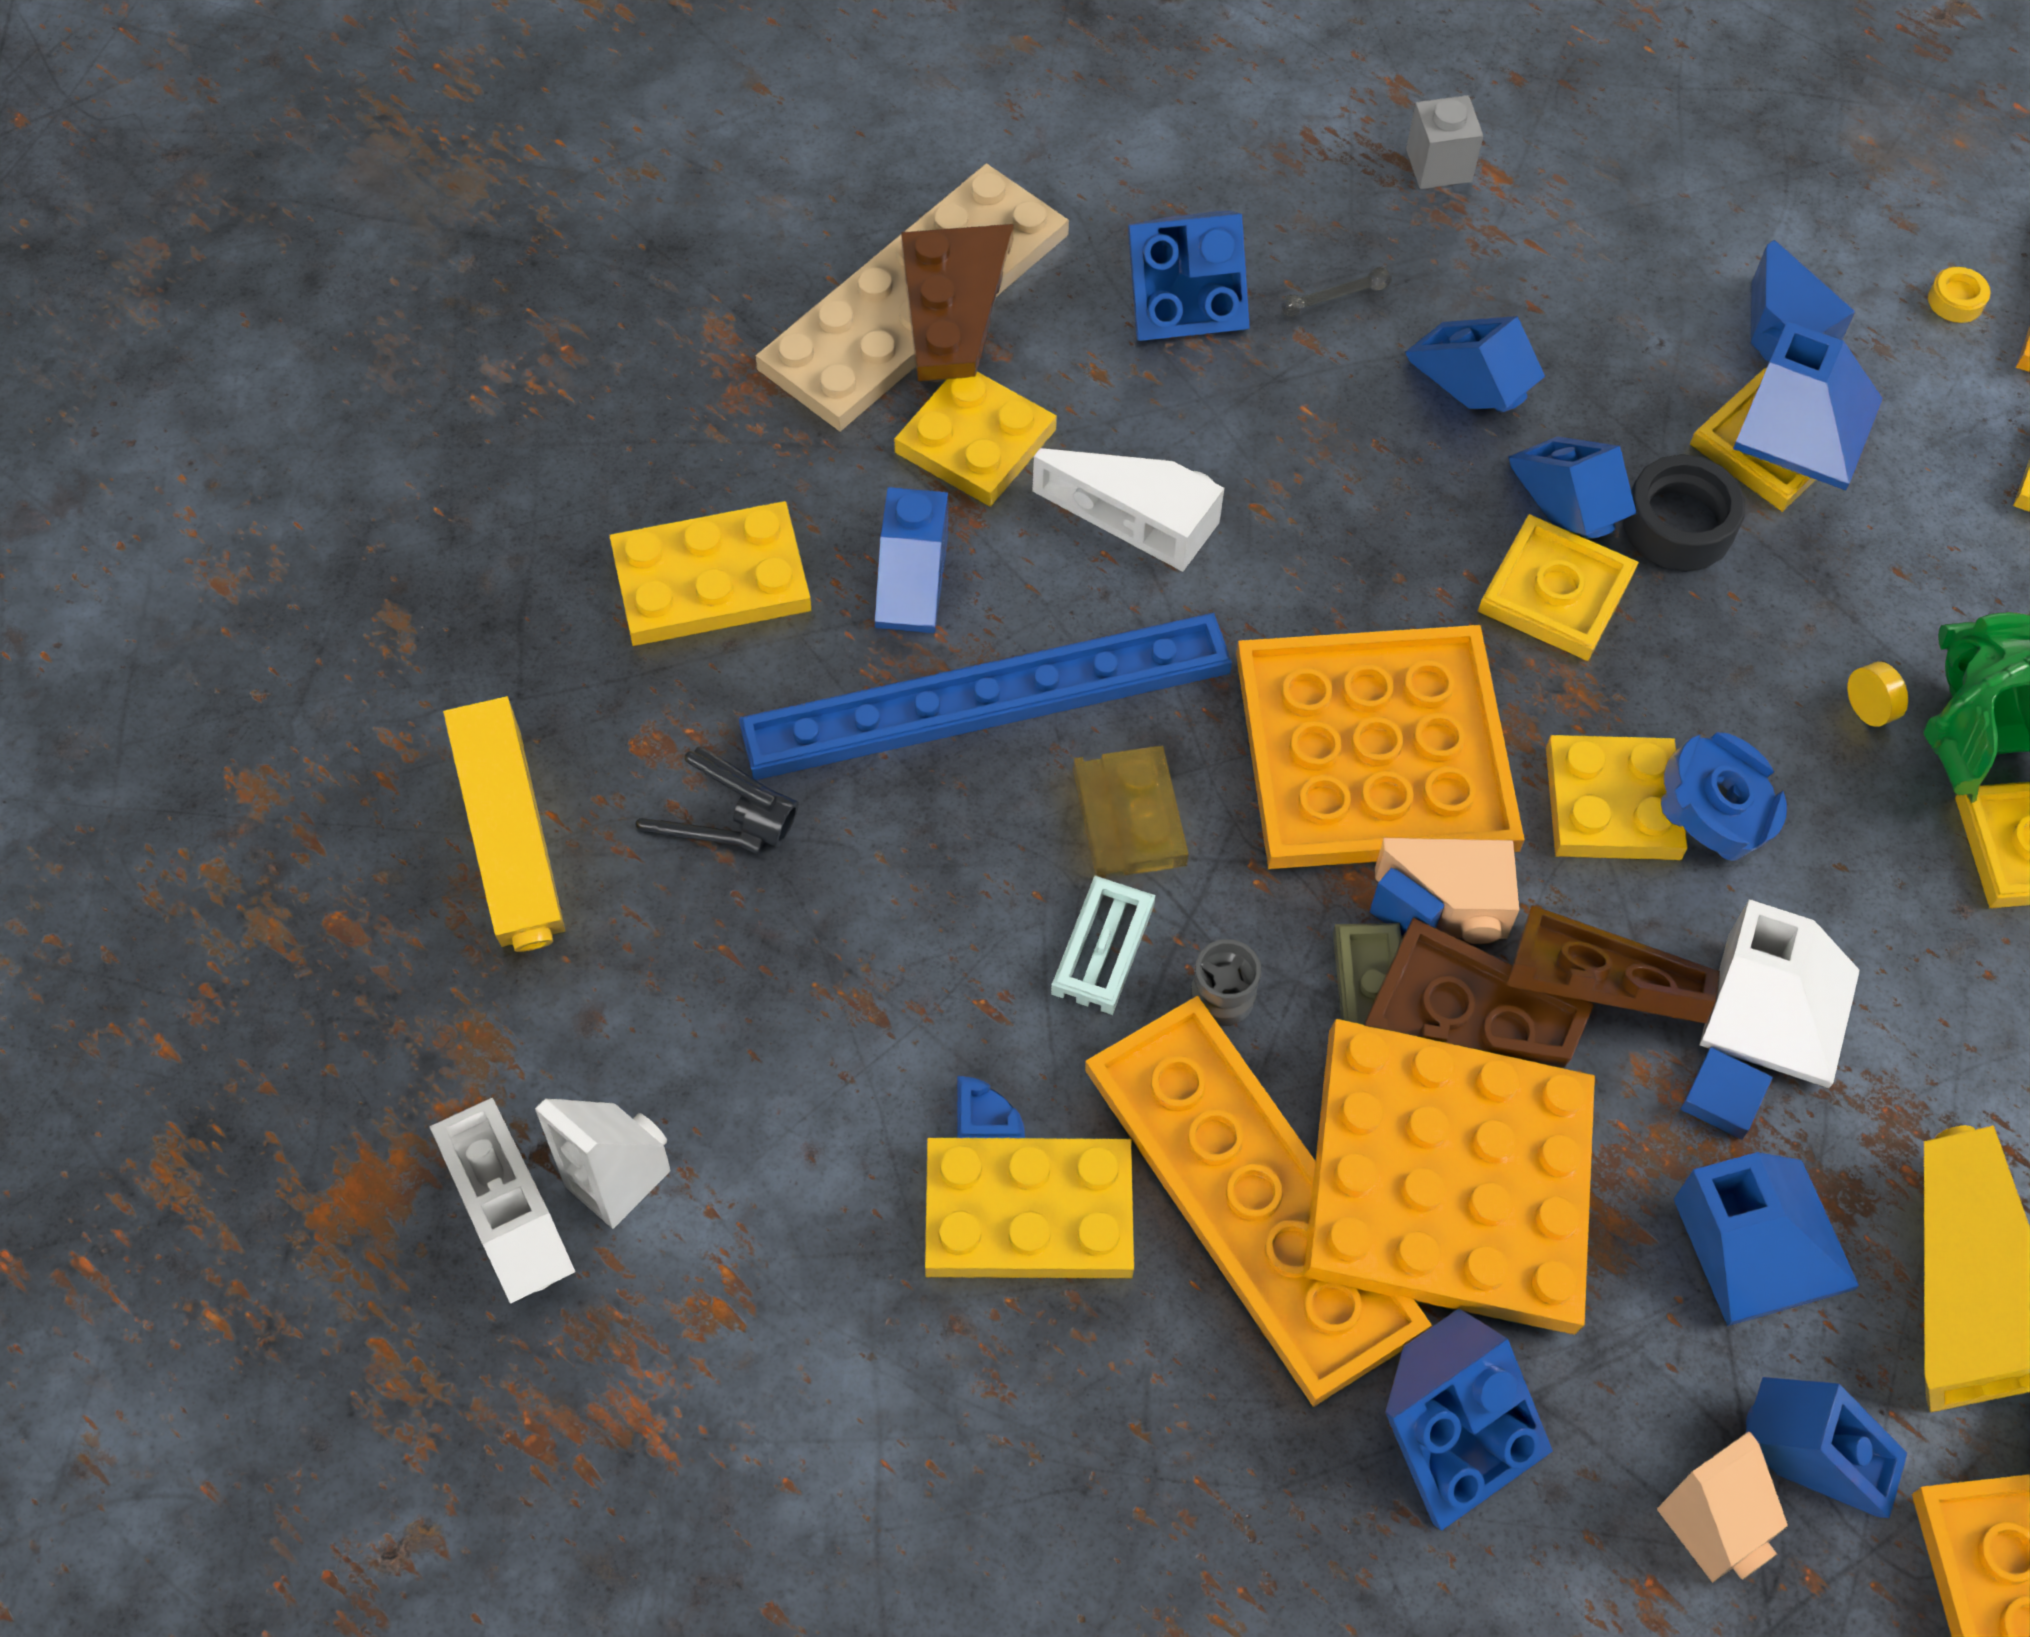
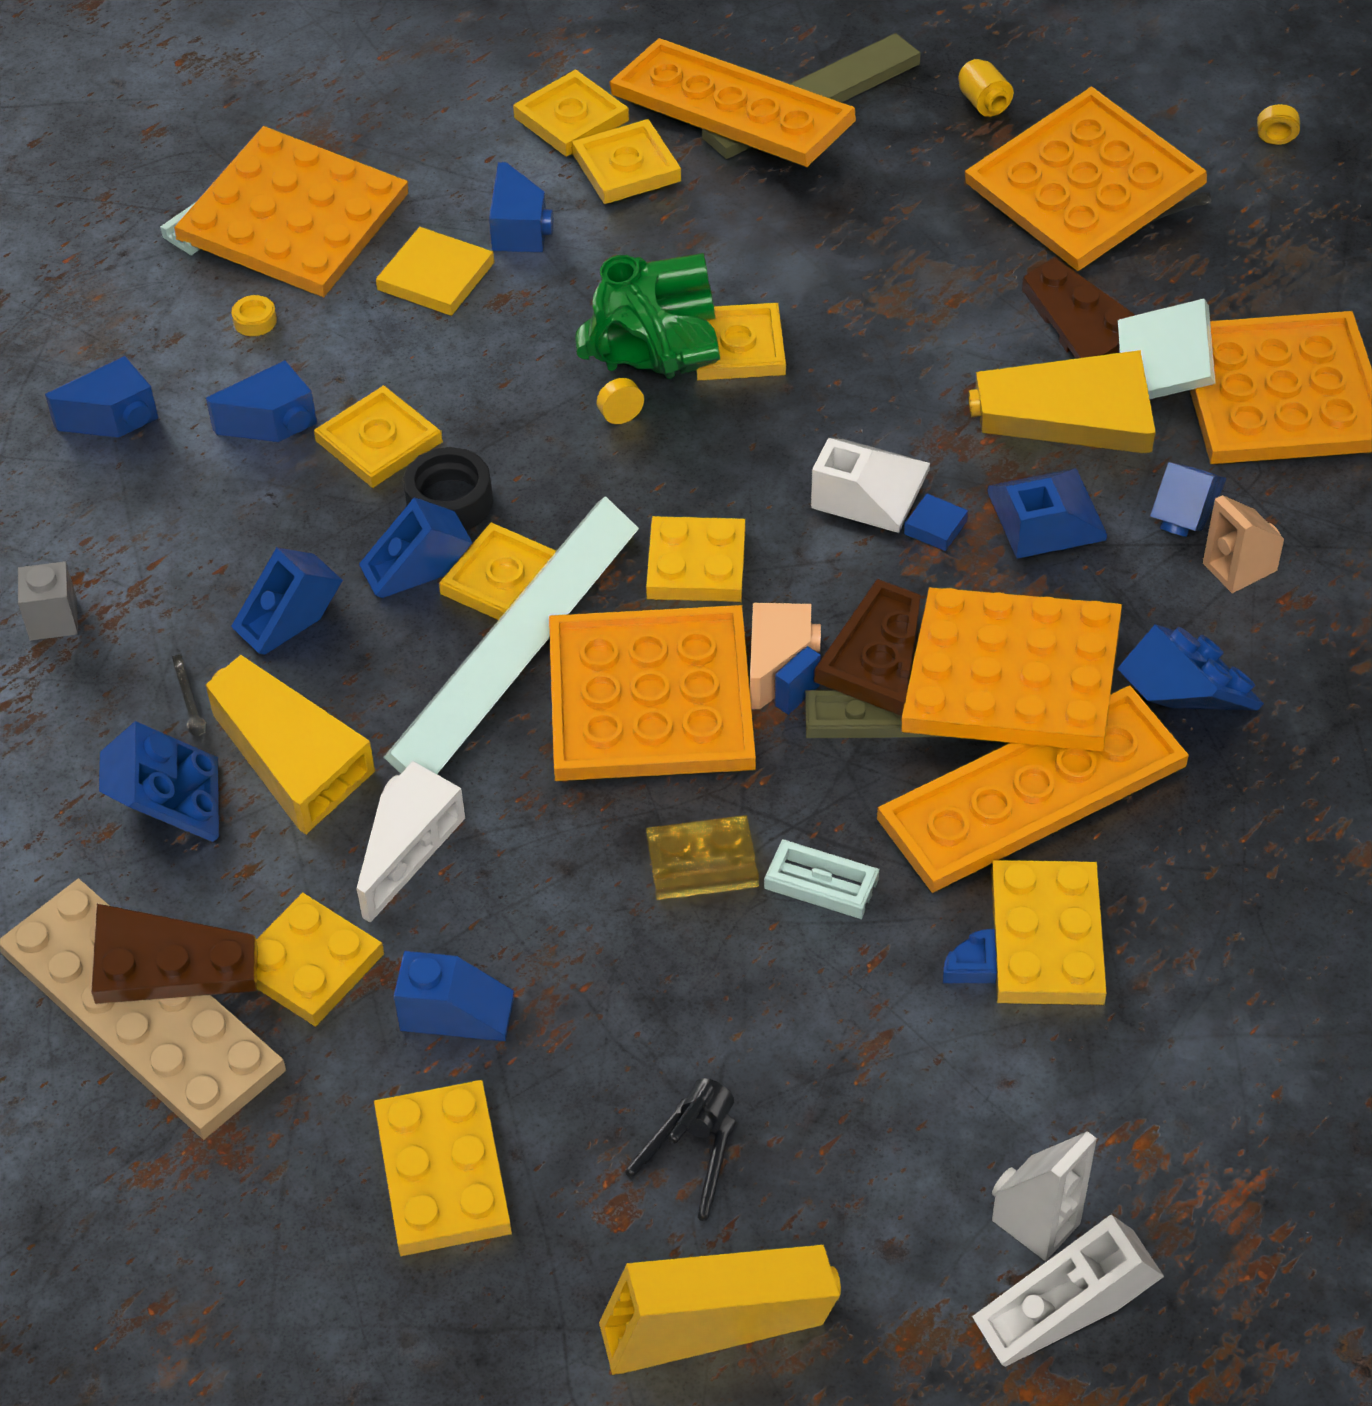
camera: 85 degrees left, 10 degrees down
(983, 696) = (588, 964): blue tile -> none
(1228, 968) = (861, 792): dark grey wheel -> none
(1260, 382) = (289, 742): none -> yellow slope
(1449, 597) = (513, 640): none -> light aqua tile
(1604, 968) = (851, 567): reddish brown wing -> none
(1695, 802) = (707, 490): blue plate -> none
(1771, 160) = (103, 401): none -> blue slope
(1811, 408) = (372, 400): slope -> none

